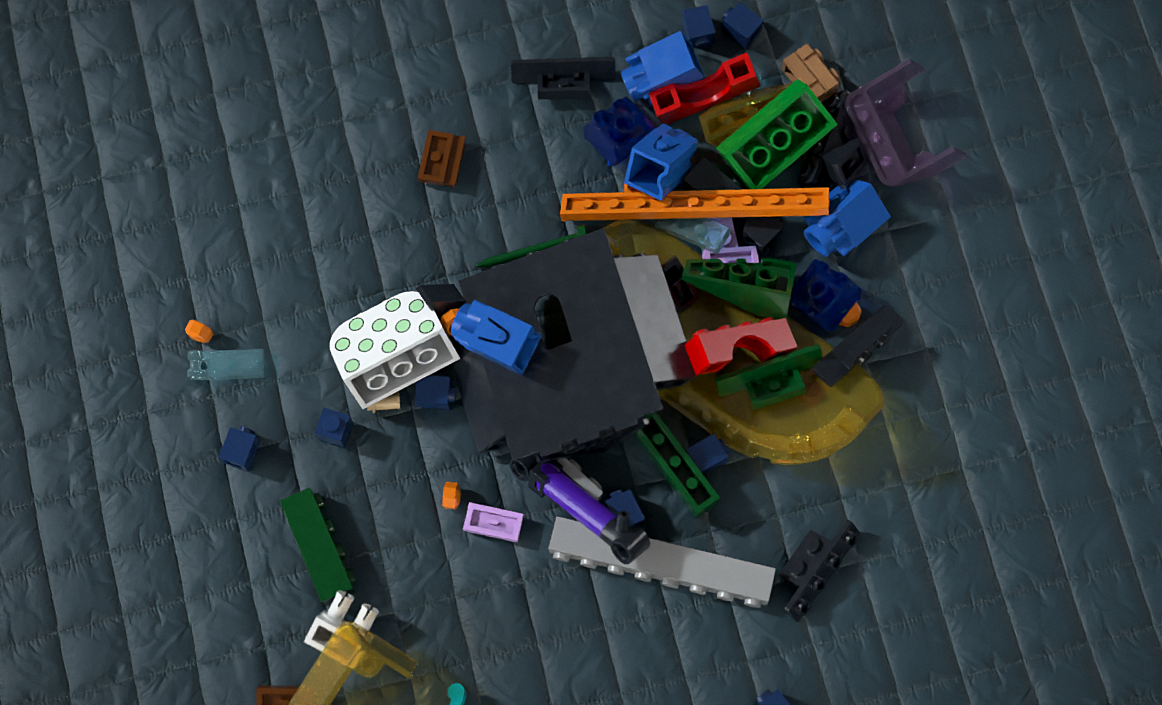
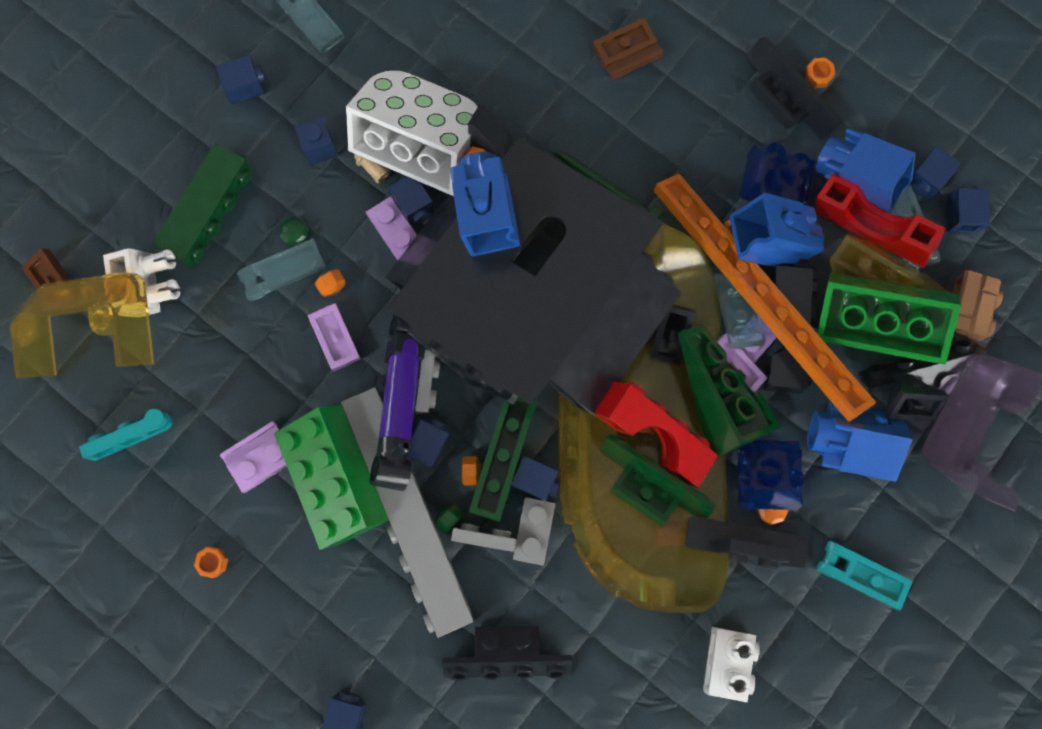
camera: 50 degrees right, 5 degrees up
(390, 495) = (294, 232): none -> dark green tile
(412, 523) = (281, 269): none -> clear light blue plate
(442, 422) = (392, 226): none -> lavender plate
(539, 641) = (255, 458): none -> lavender plate
(565, 43) = (819, 72): none -> orange tile
(597, 593) = (330, 476): none -> green brick
(666, 496) = (471, 470): none -> orange tile
(688, 535) = (449, 518): none -> dark green tile
(712, 529) = (470, 535): none -> light grey plate
(742, 485) = (534, 531): none -> light grey plate
(931, 418) = (730, 664): none -> white brick
(938, 286) = (865, 576): none -> teal plate

